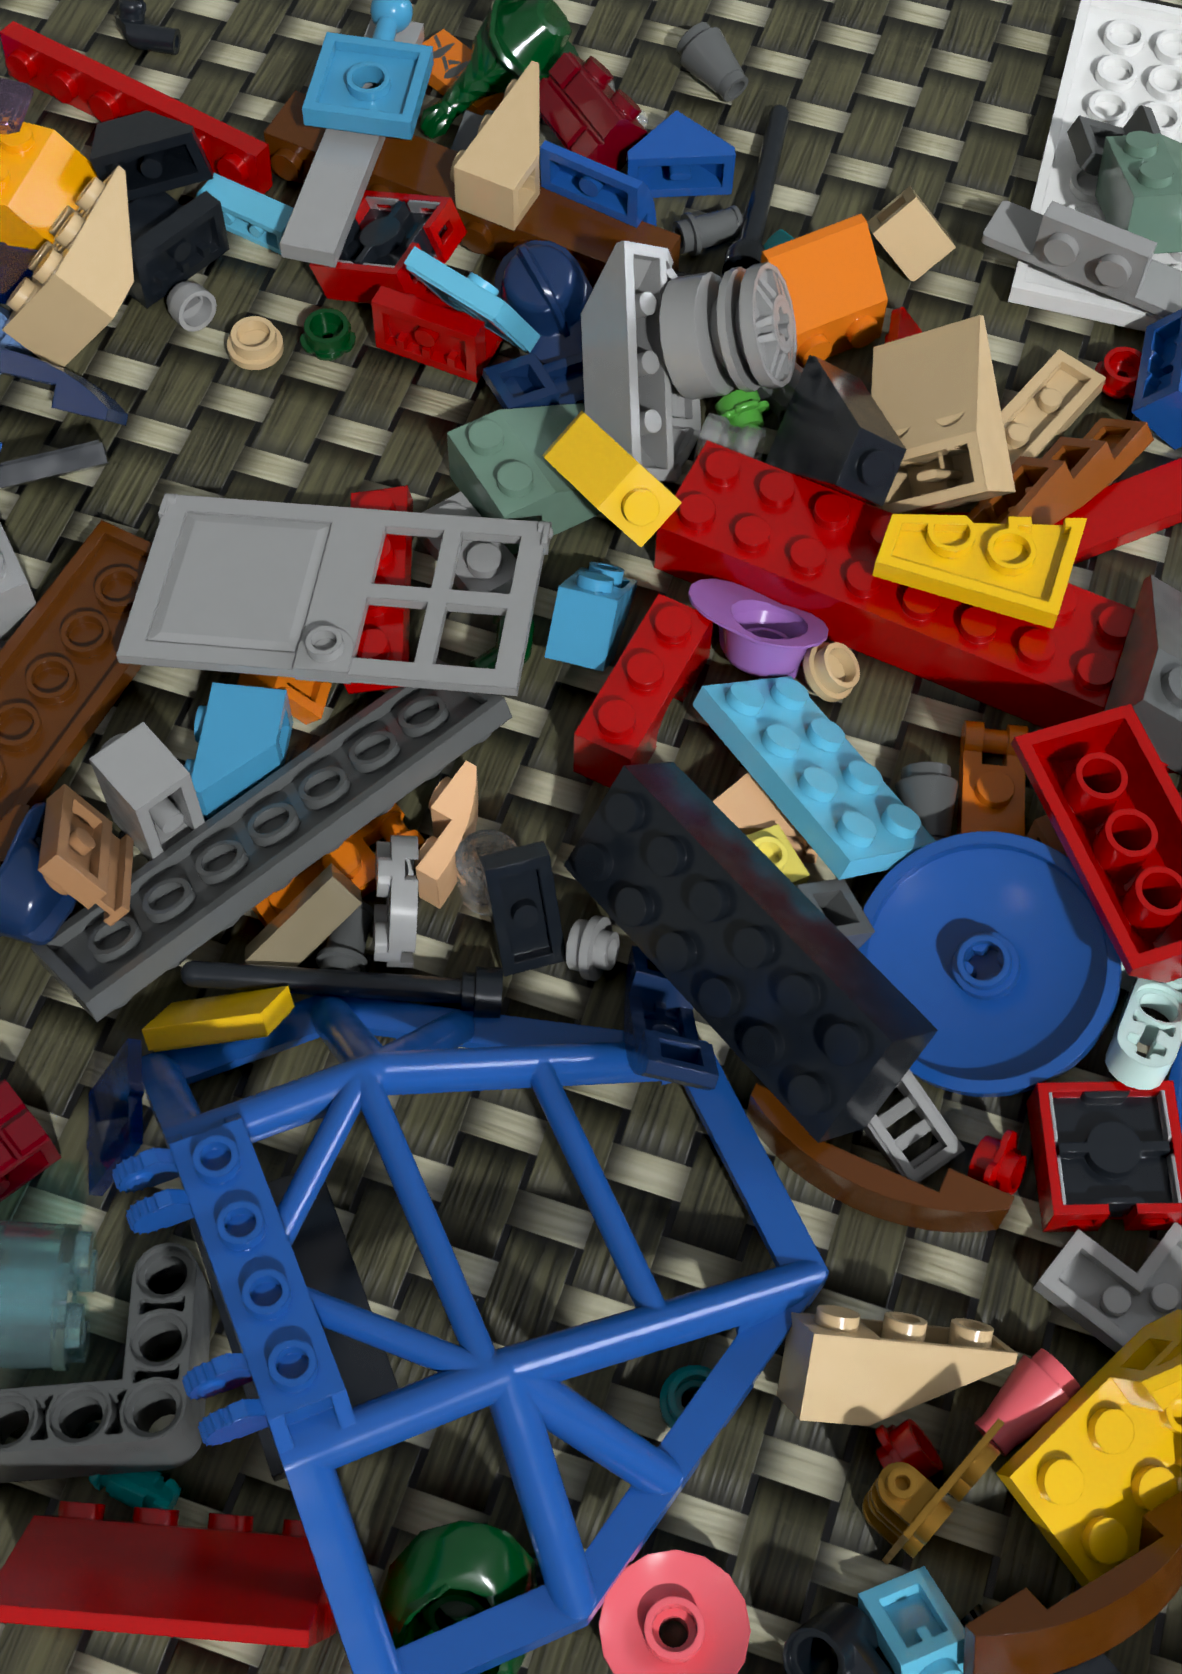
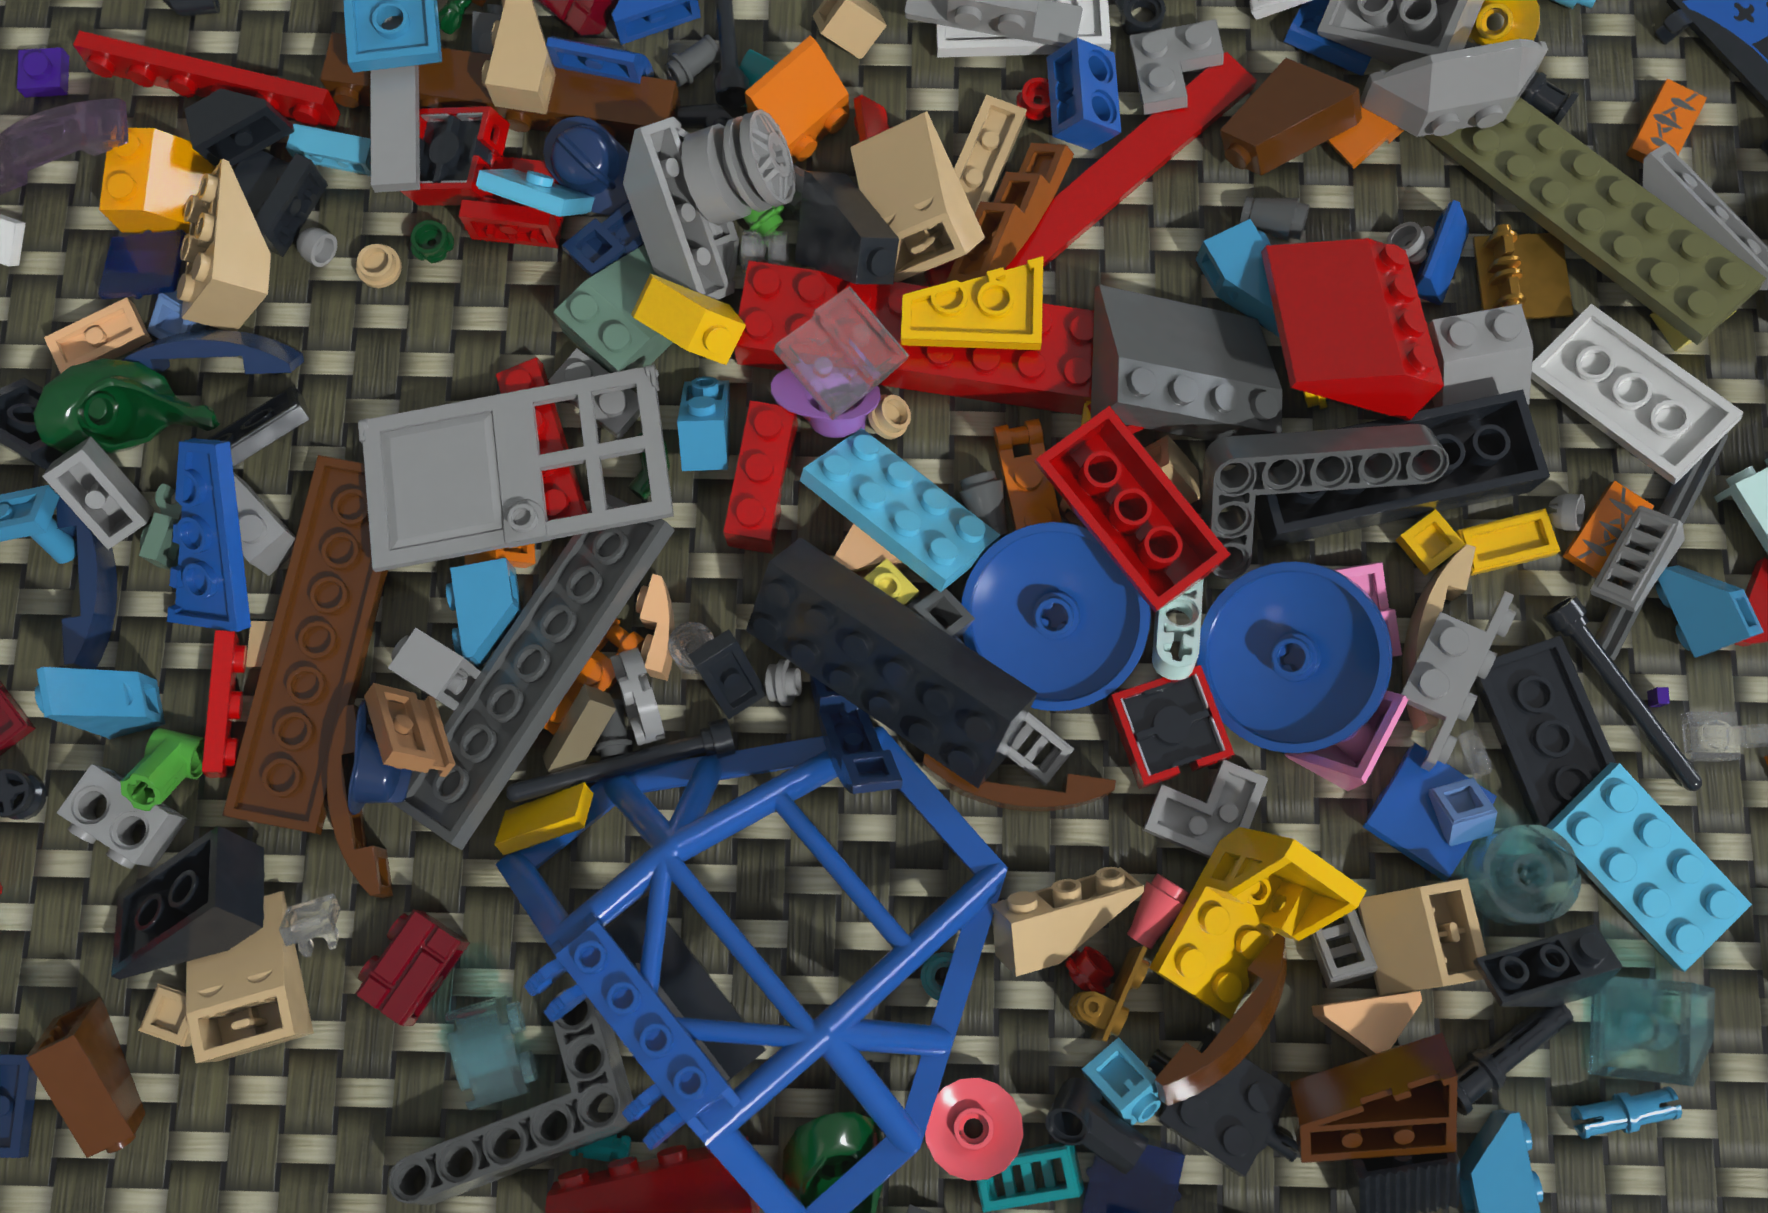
camera: 15 degrees left, 15 degrees up
(115, 1116) = (499, 912): clear blue piece -> none
(793, 564) = (841, 353): none -> clear slope
(998, 1162) = (1098, 756): red plate -> none

